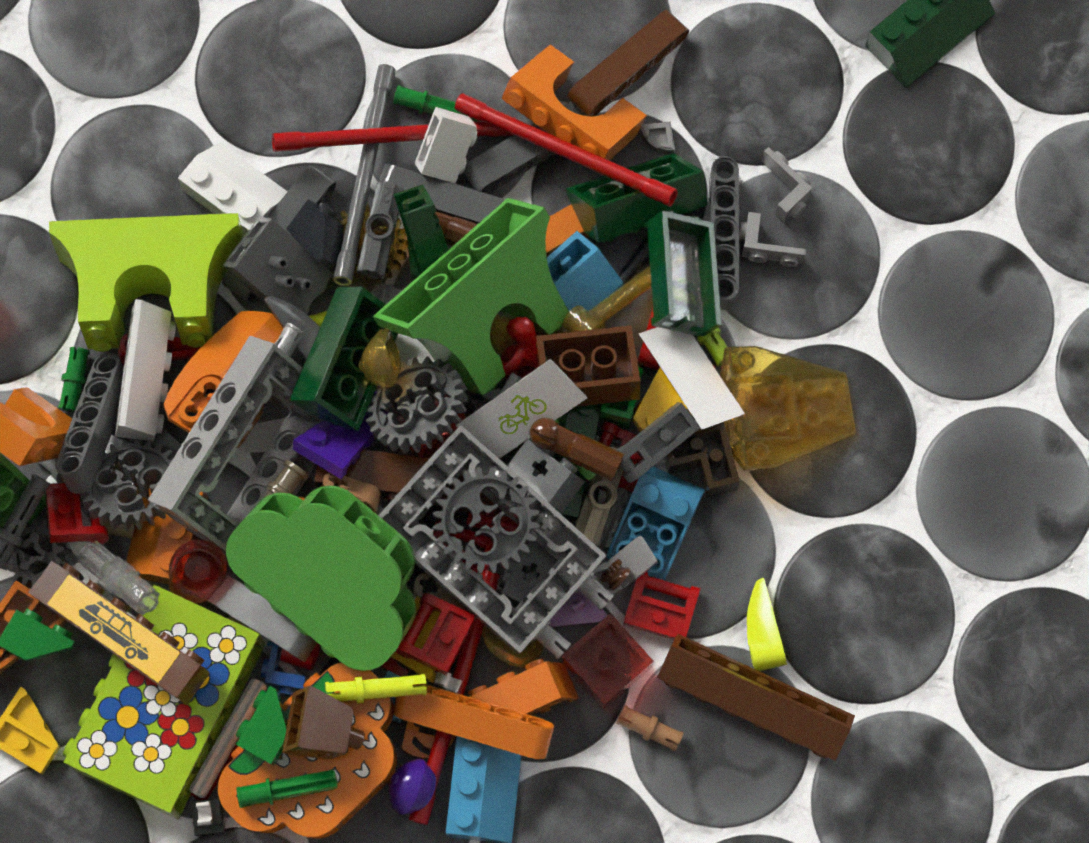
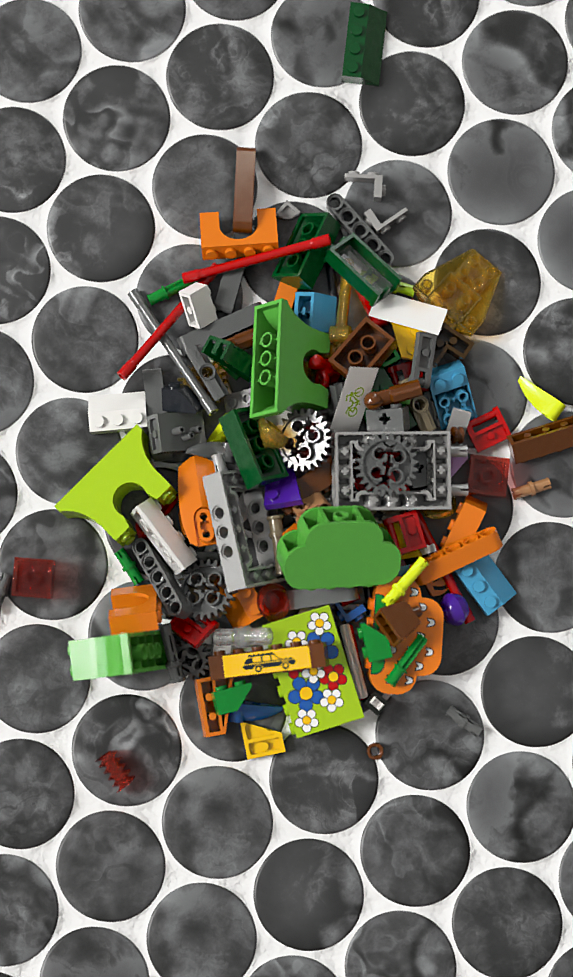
camera: 40 degrees left, 10 degrees up
(48, 686) = (254, 711): none -> blue piece

